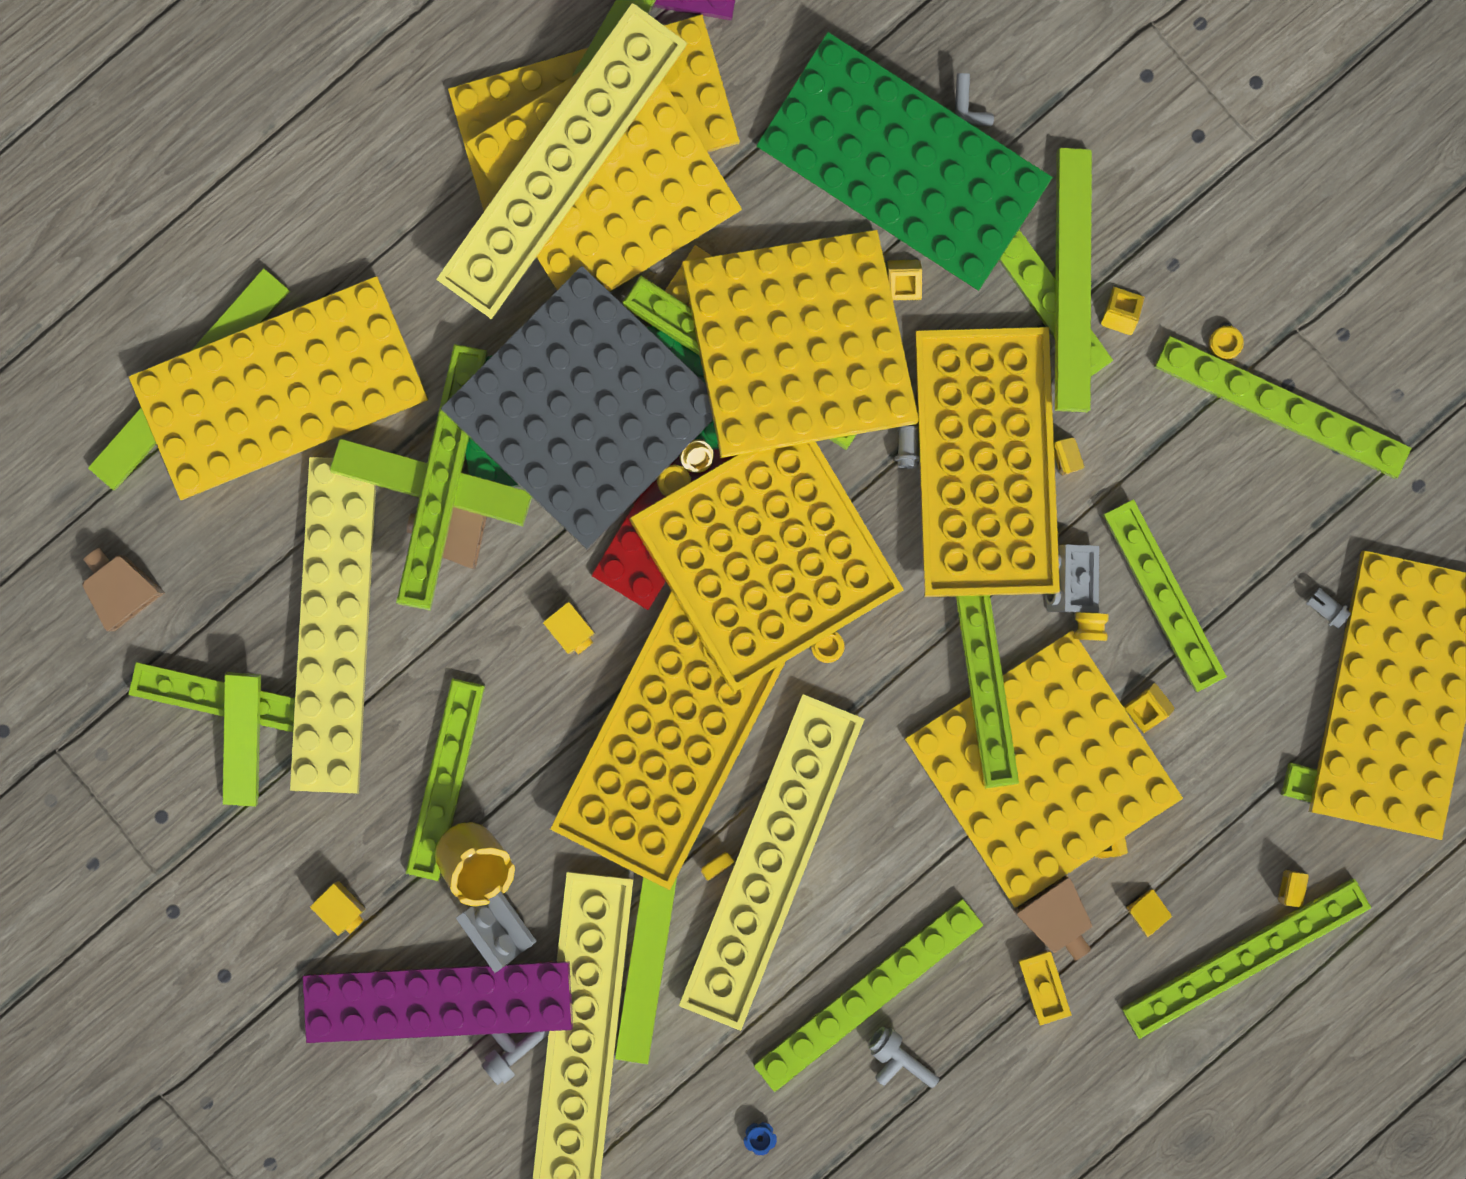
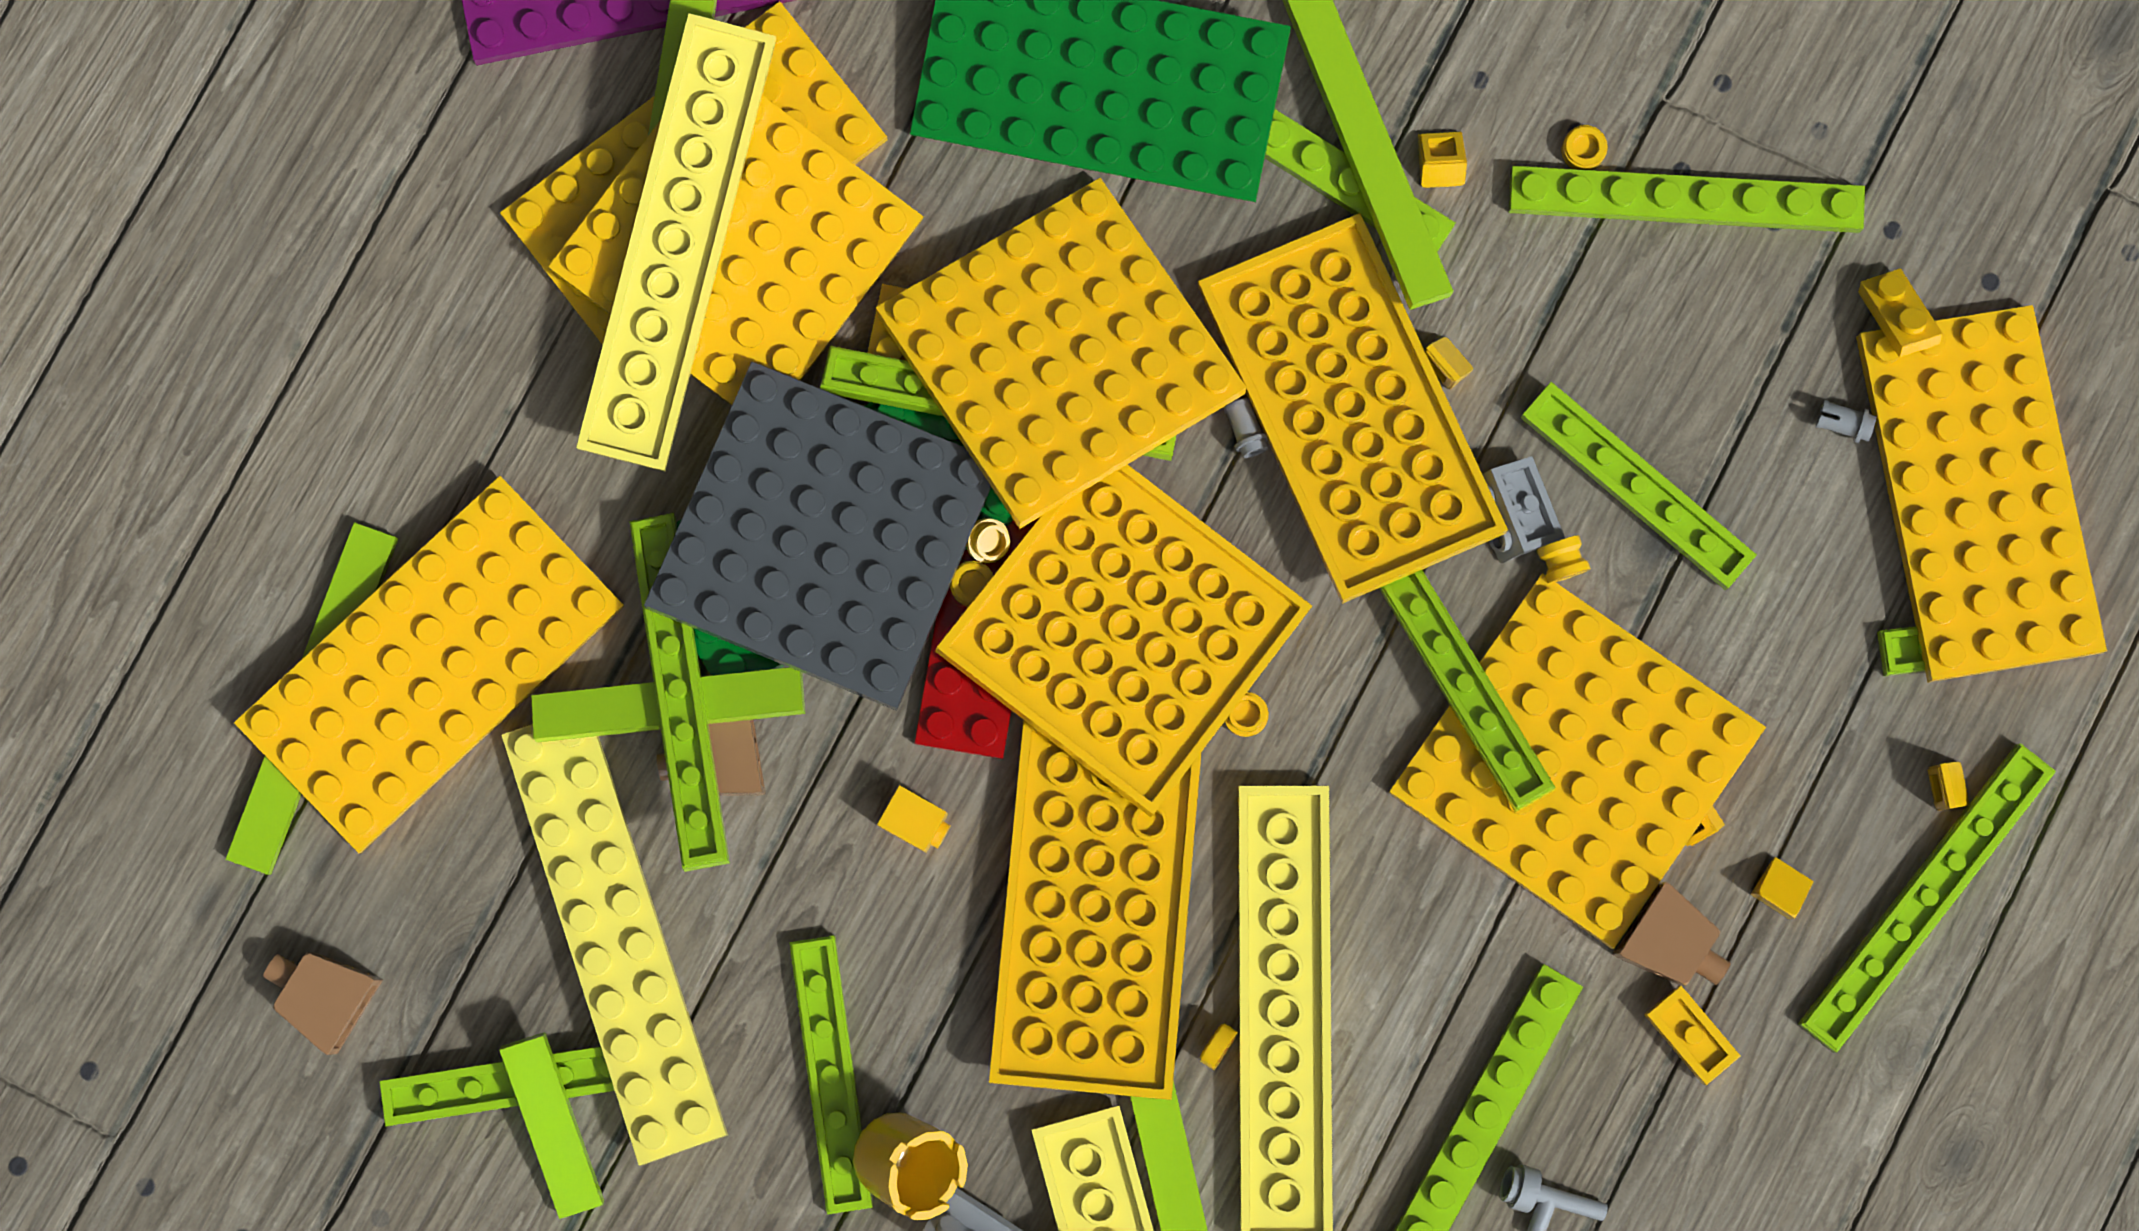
camera: 20 degrees left, 5 degrees down
(905, 279) = (1159, 224): yellow slope -> none
(1149, 708) = (1677, 632): yellow slope -> none
(1397, 547) = (1900, 313): none -> yellow plate

